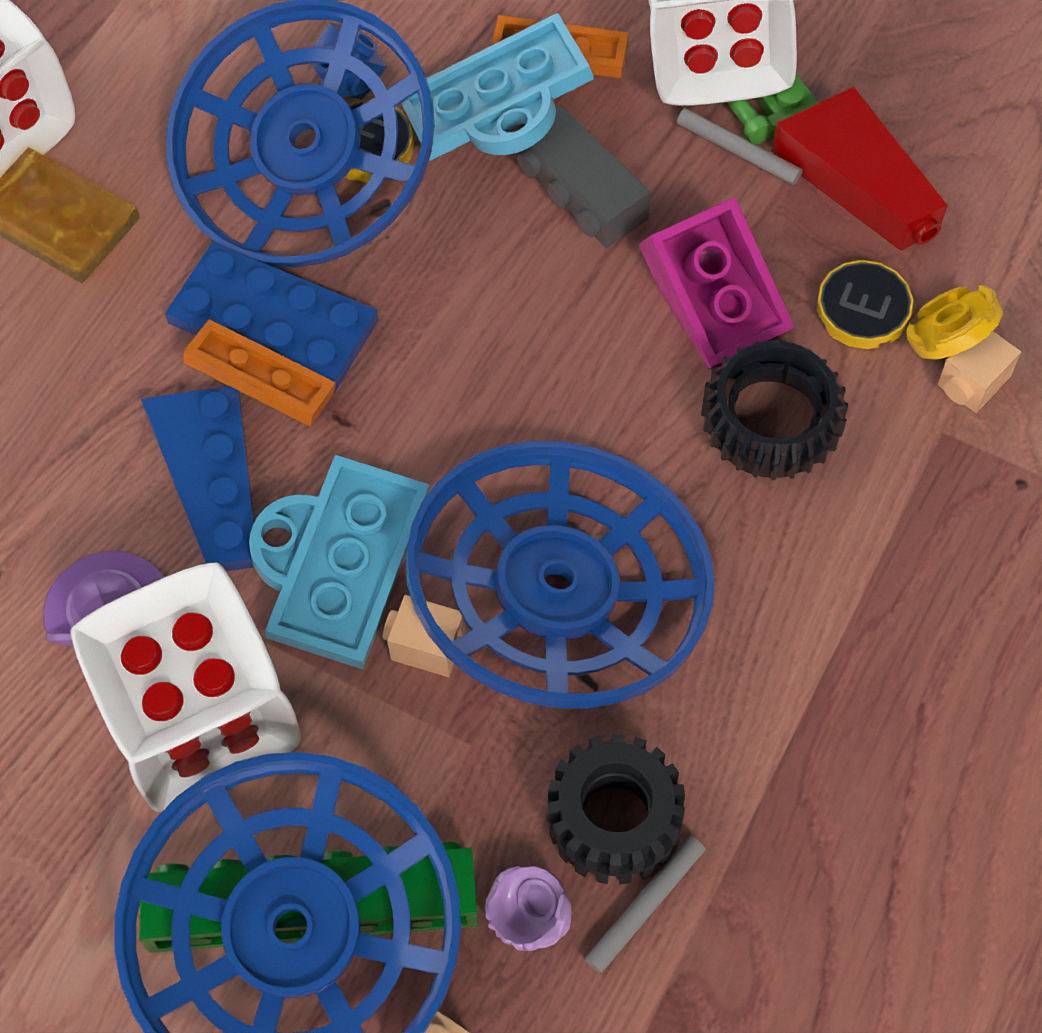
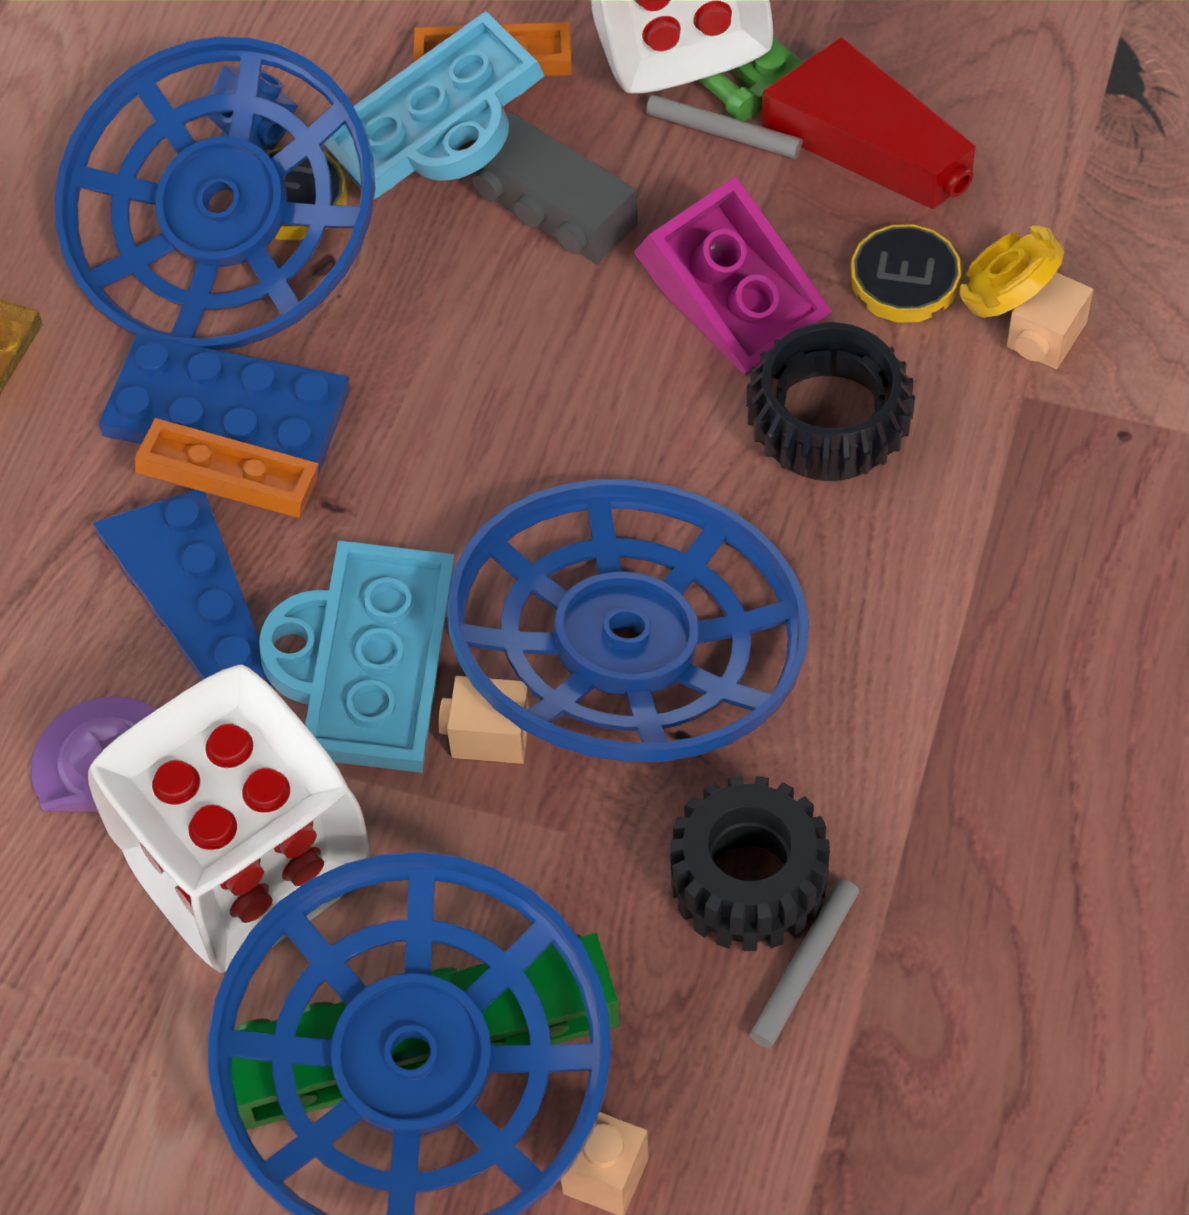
camera: 10 degrees left, 5 degrees down
(528, 908) = (674, 989): lavender hair -> none

